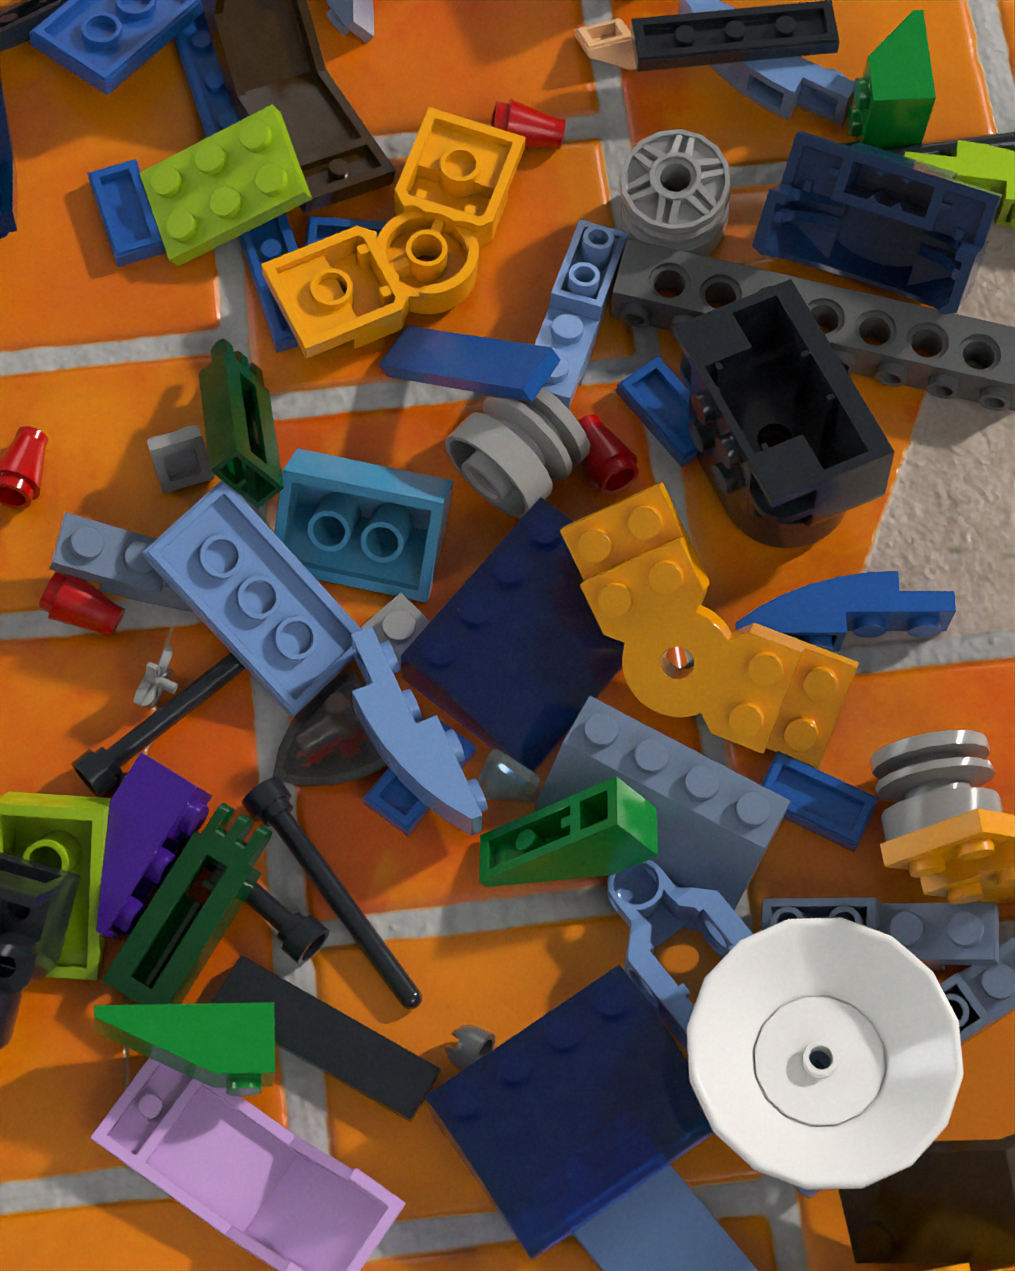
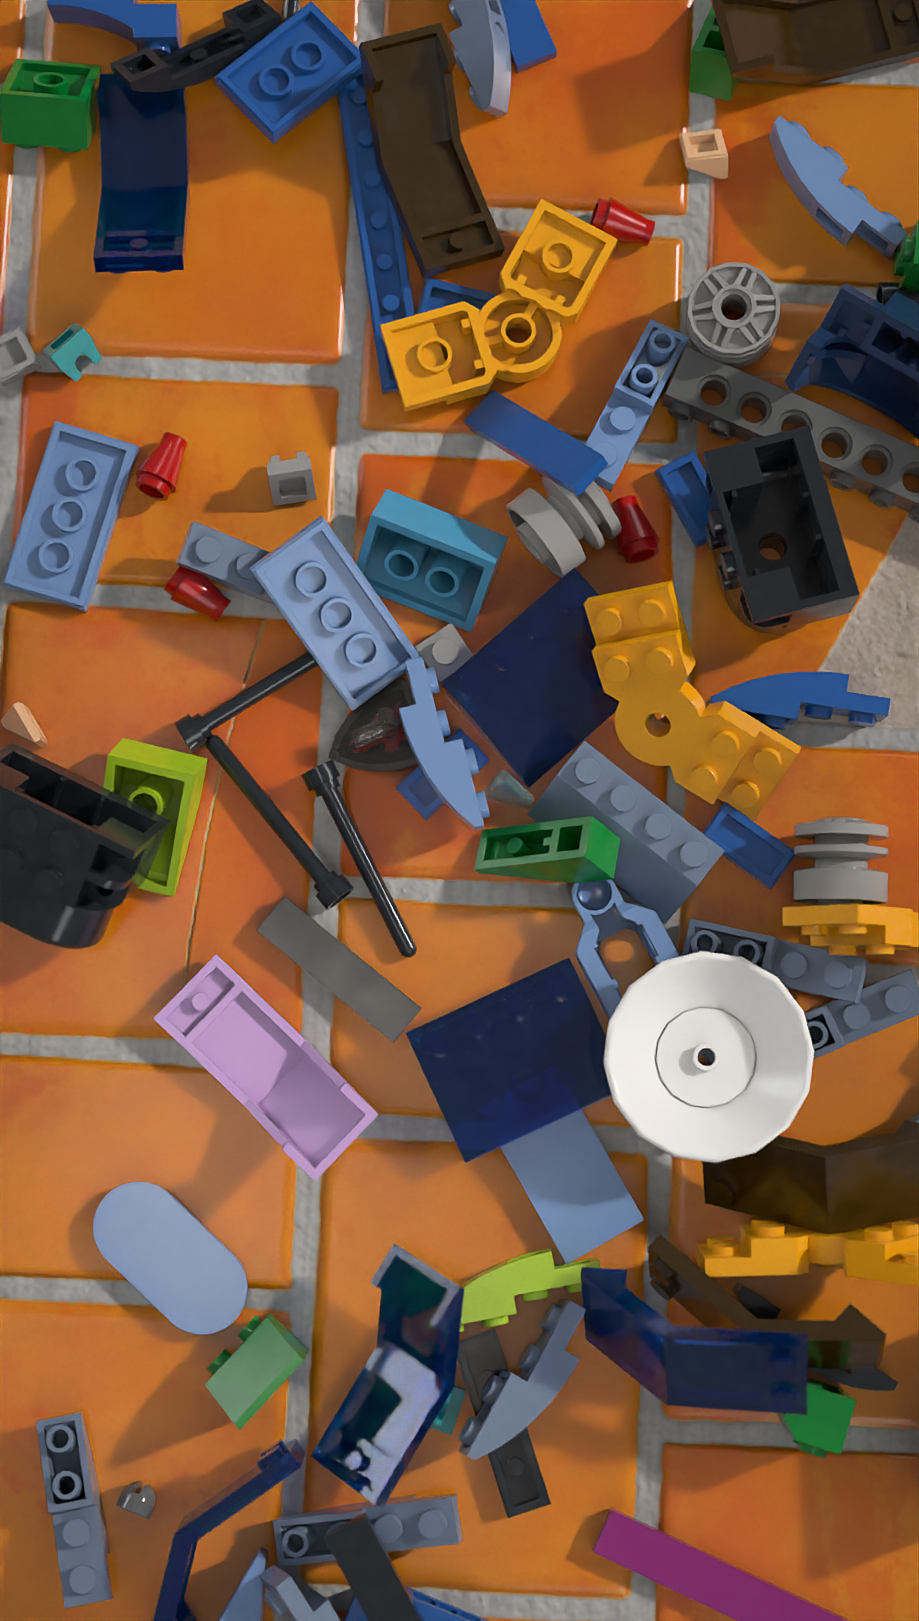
camera: 10 degrees right, 15 degrees up
(126, 212) = (276, 248): blue tile -> none
(144, 832) = (224, 788): dark purple slope -> none
(156, 681) = (247, 666): light grey plant -> none
(176, 930) = (239, 869): dark green hinge -> none
(208, 1042) = (252, 965): green slope -> none
(225, 185) = (361, 242): lime plate -> none
(240, 425) = (342, 465): dark green hinge -> none
(472, 1046) = (448, 998): dark grey hinge -> none
(734, 35) = (811, 173): black tile -> none

